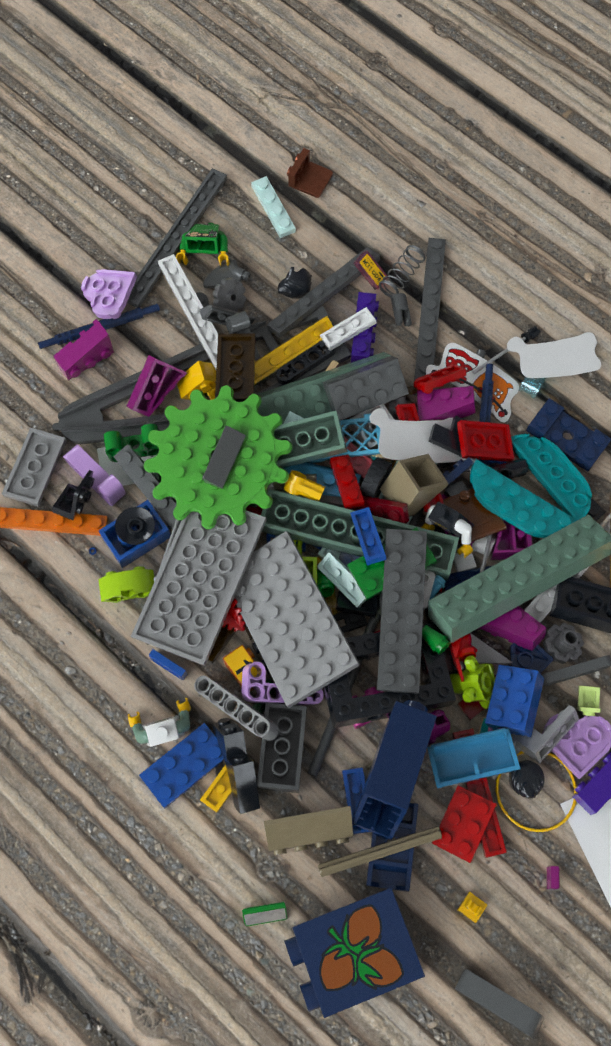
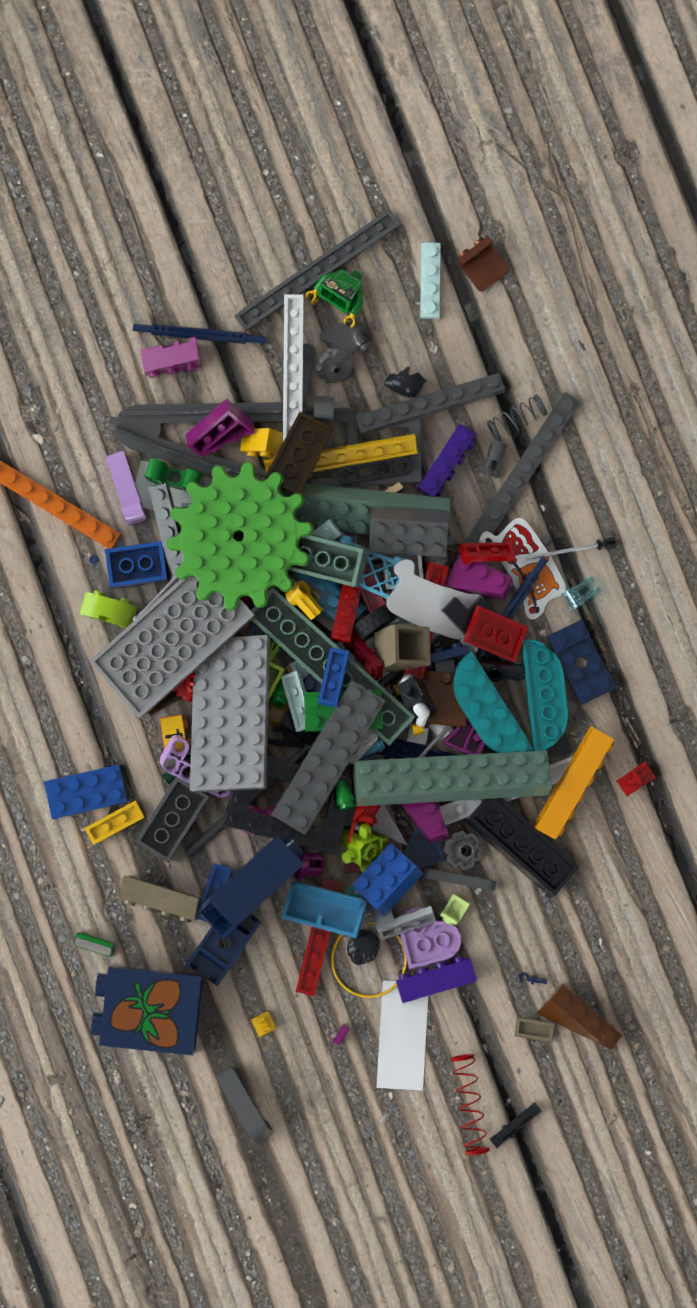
camera: 30 degrees right, 15 degrees up
(34, 467) = (76, 452): light grey plate -> none
(73, 498) = (96, 505): black bracket -> none
(108, 291) = (223, 303): lavender plate -> none
(135, 517) = (137, 553): black dish -> none
(162, 730) = (79, 754): torso -> none
(168, 664) = (111, 698): blue tile -> none
(218, 314) = (318, 390): dark grey slope -> none
(223, 457) = (242, 544): dark grey slope -> none
(238, 765) = (128, 815): black arch -> none
(243, 709) = (155, 773): light grey beam -> none
(348, 329) = (427, 459): white tile -> none
(370, 269) = (486, 402): tile -> none
(379, 851) = (209, 943): dark tan axle -> none
(465, 823) = (291, 956): red plate -> none
(558, 357) = (615, 581): white sticker -> none

